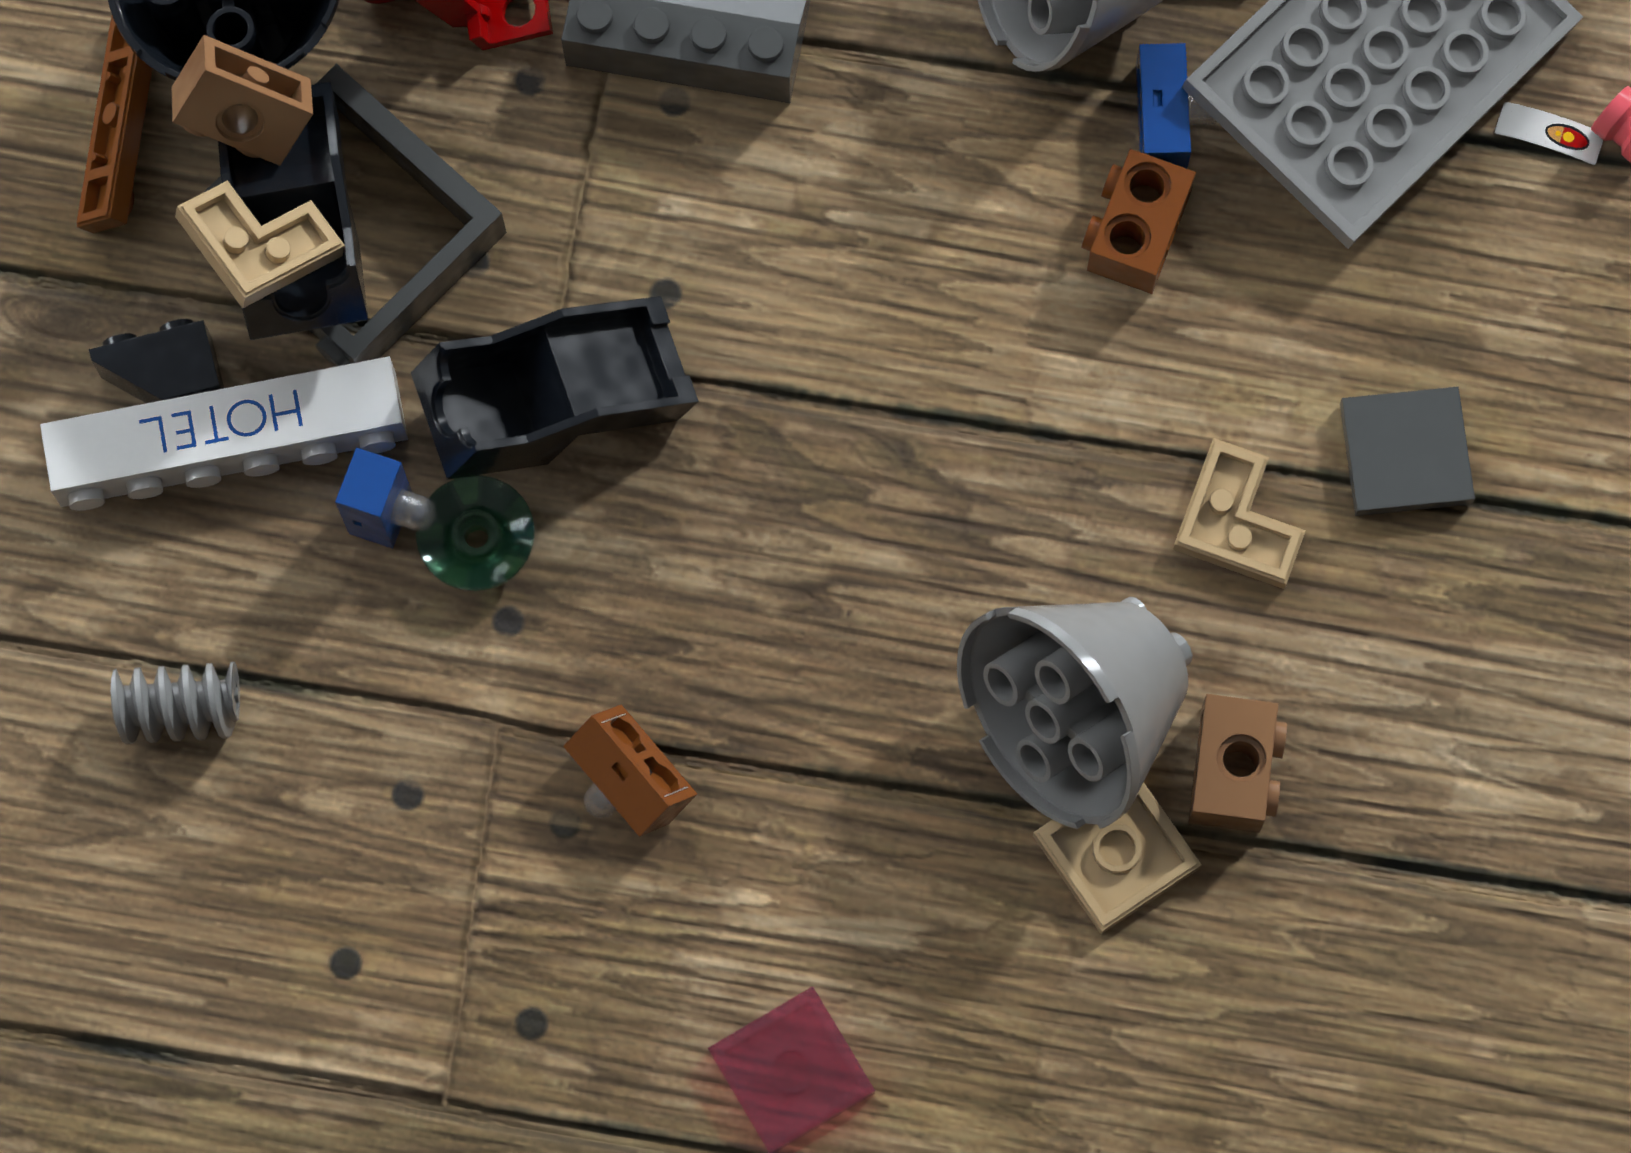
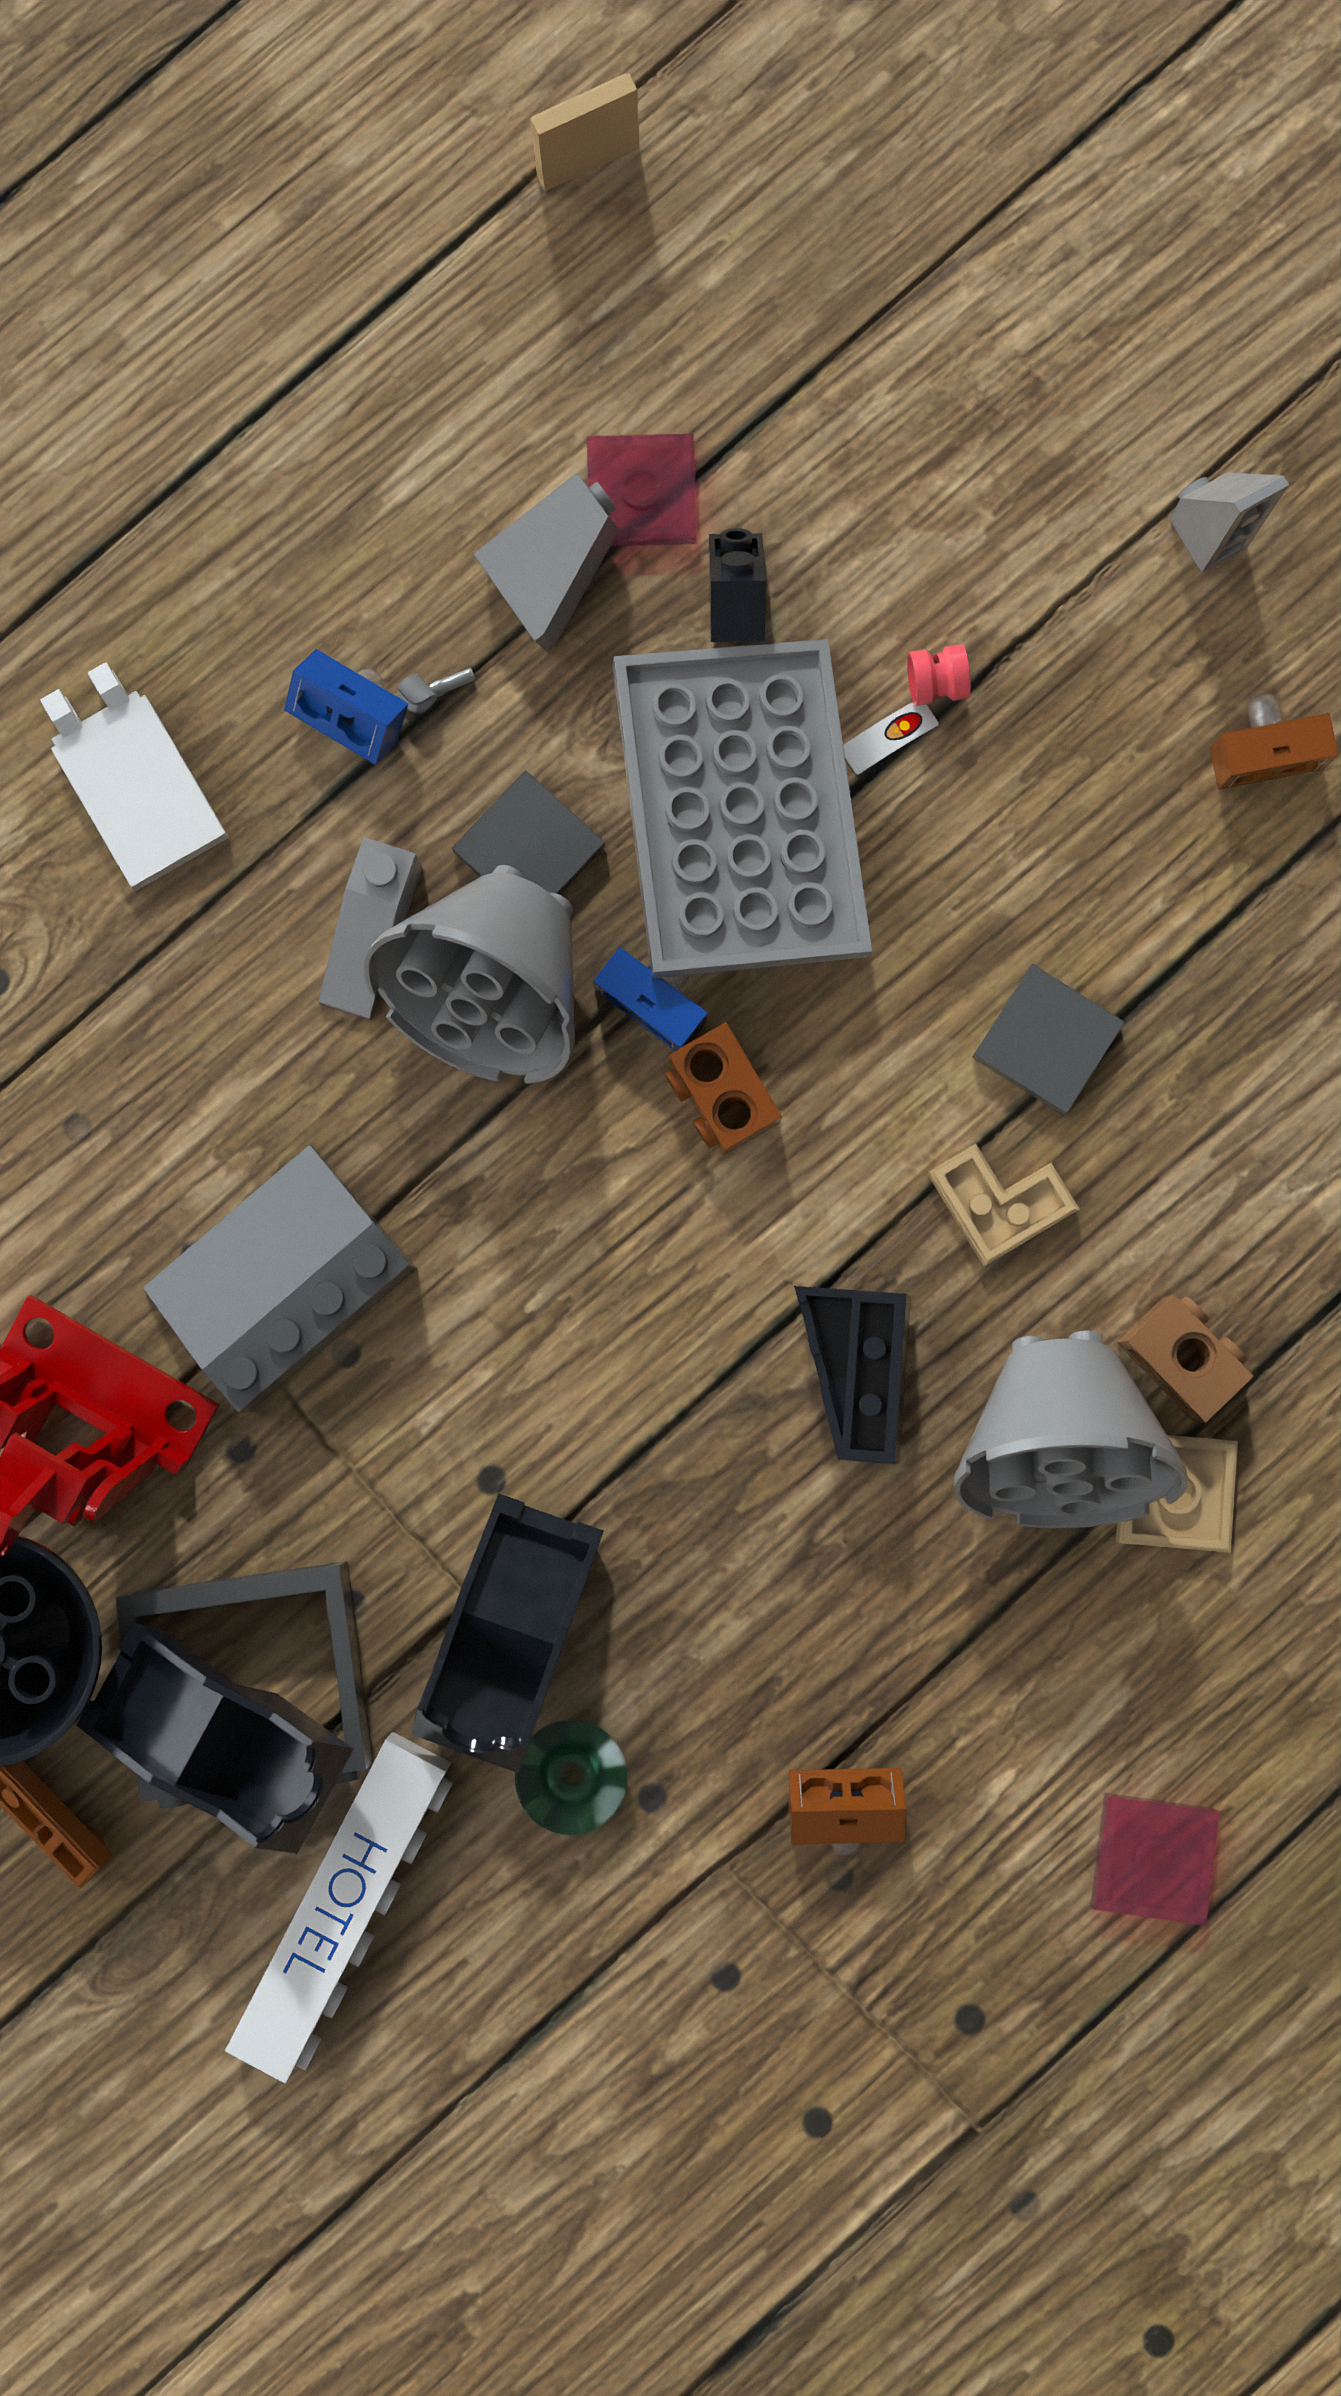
camera: 50 degrees left, 10 degrees up
(161, 364) = (255, 1912): black slope -> none
(175, 704) = (527, 2112): light grey piece -> none
(222, 77) = (101, 1721): medium nougat brick -> none
(256, 257) = (240, 1818): tan tile -> none
(379, 500) = (494, 1835): blue piece -> none
(1004, 501) = (861, 1367): none -> black wedge

